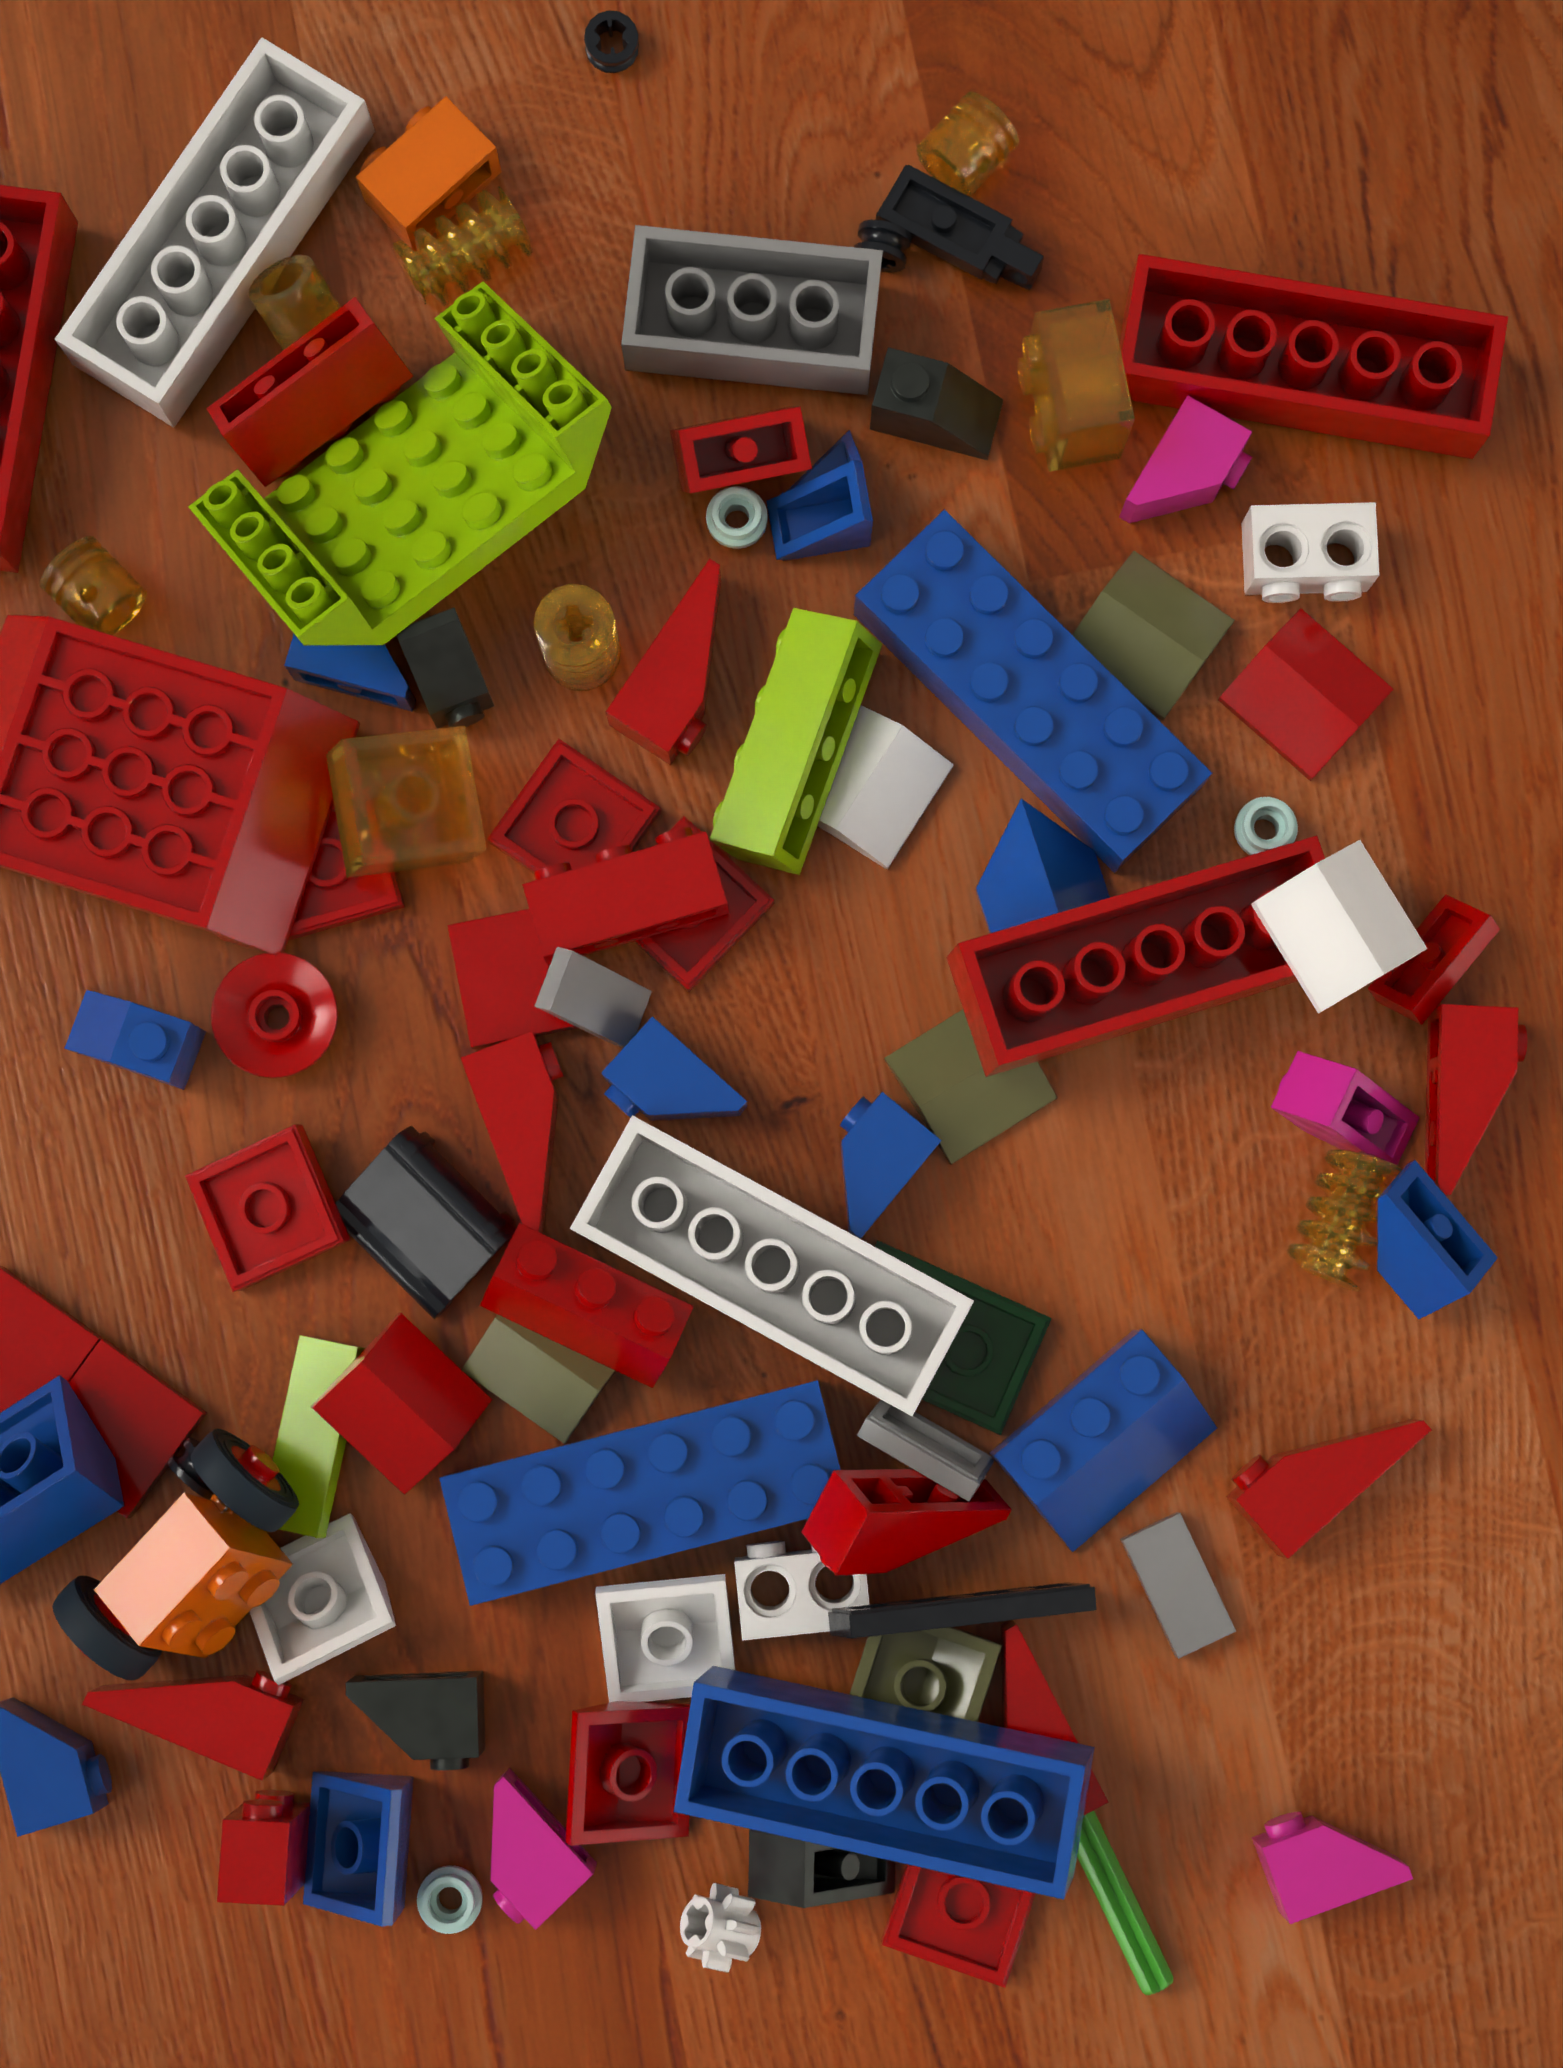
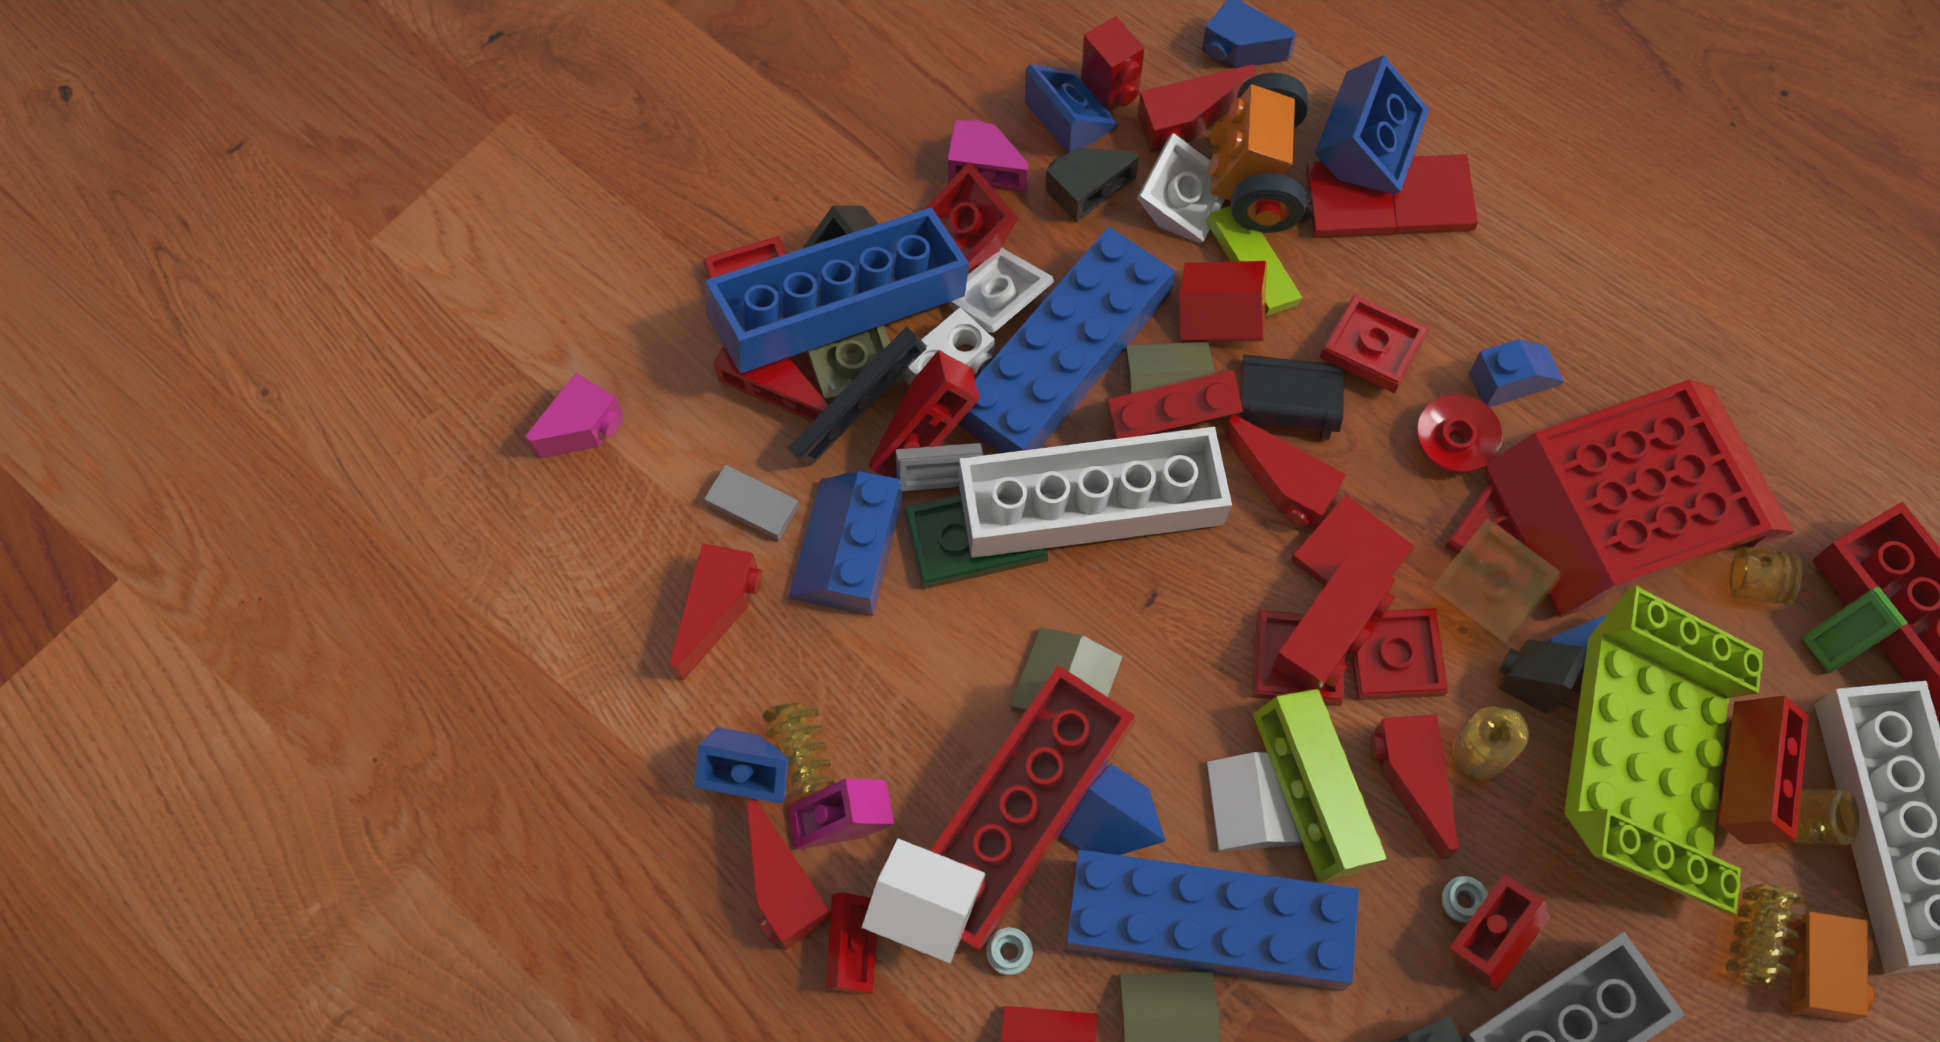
camera: 145 degrees right, 15 degrees down
(64, 455) = (1854, 629): none -> bright green tile
(444, 1919) = (1007, 106): light aqua plate -> none
(592, 997) = (1305, 557): light grey tile -> none
(667, 1080) = (1227, 553): blue slope -> none
(720, 1927) = (865, 185): white gear -> none
(824, 507) = (1421, 949): blue slope -> none
(879, 1157) = (1082, 594): blue slope -> none
(1122, 1908) = (669, 333): bright green axle -> none

